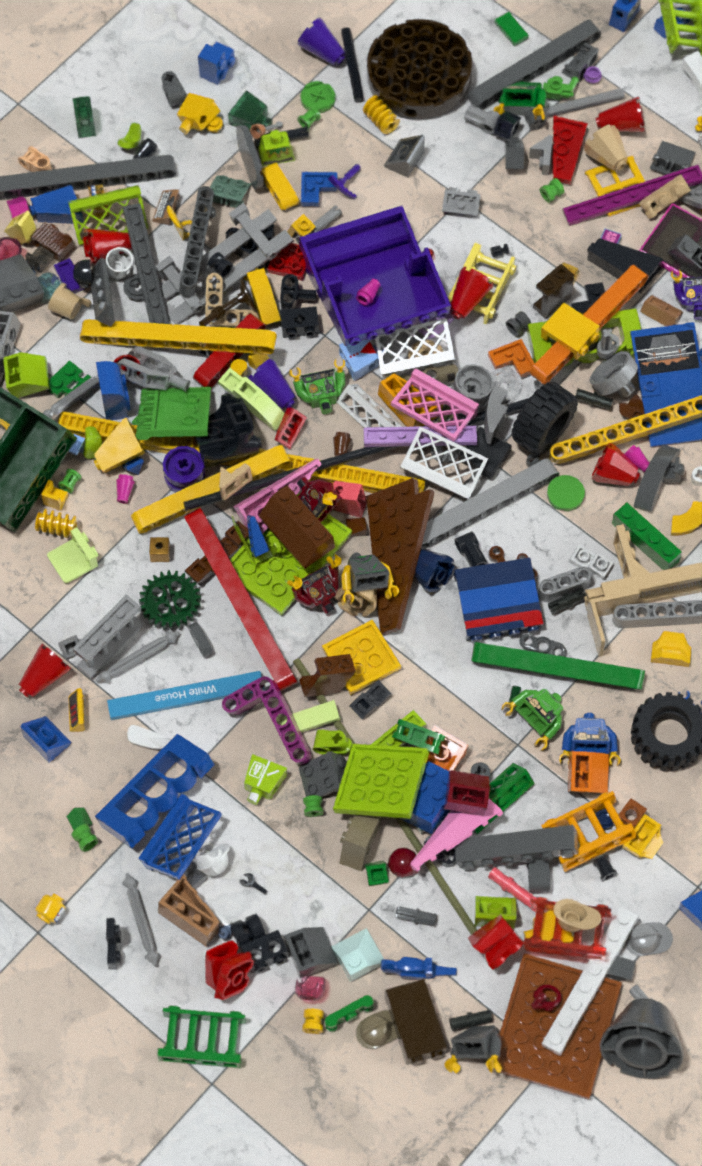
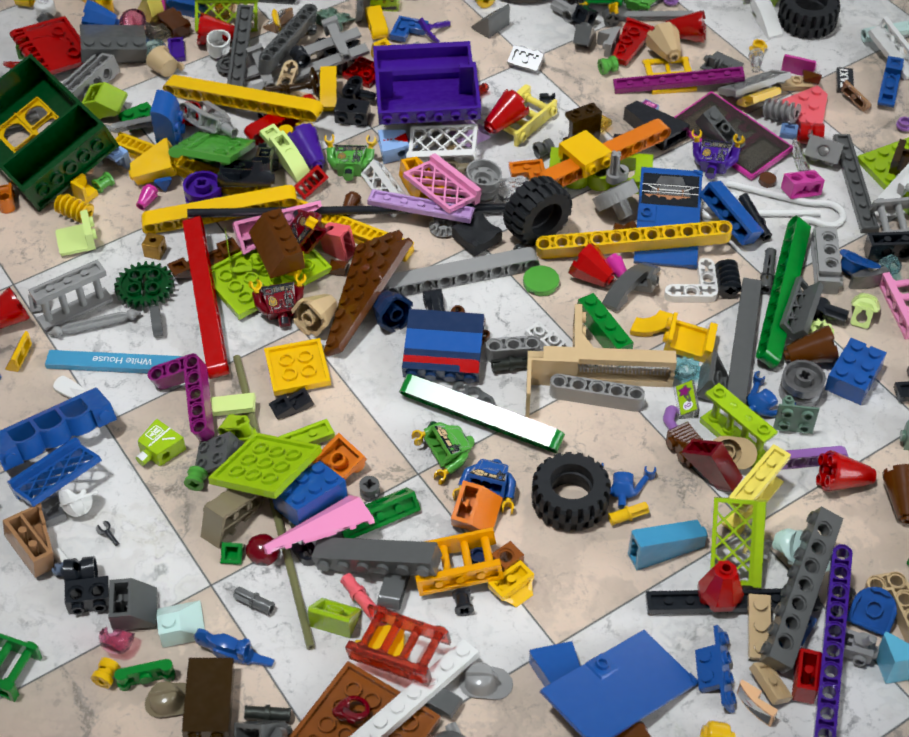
camera: 15 degrees right, 15 degrees down
(82, 273) = (185, 43): black hair -> none
(92, 442) = (134, 152): lime hair -> none
(102, 293) = (193, 59): dark grey fence -> none
(227, 970) = (39, 599): red piece -> none
(234, 481) = (237, 200): tan slope -> none
(257, 541) = (239, 253): blue slope -> none
(330, 677) = (254, 367): reddish brown panel -> none
(366, 574) = (324, 292): dark grey torso -> none
(367, 293) = (414, 93): dark pink cone -> none
(418, 736) = (320, 436): green plate -> none
(437, 478) = (421, 239): white fence -> none
(467, 792) = (341, 491): dark red slope -> none
(495, 412) = (495, 201): light grey slope -> none
(496, 941) = (320, 638): red piece -> none
(576, 916) = (405, 627): tan piece -> none
(594, 399) = (592, 215): pearl dark grey pin -> none
(660, 311) = (672, 161): medium nougat slope -> none
(664, 196) = (706, 83): tan plate -> none
(671, 649) = (598, 425): yellow slope -> none

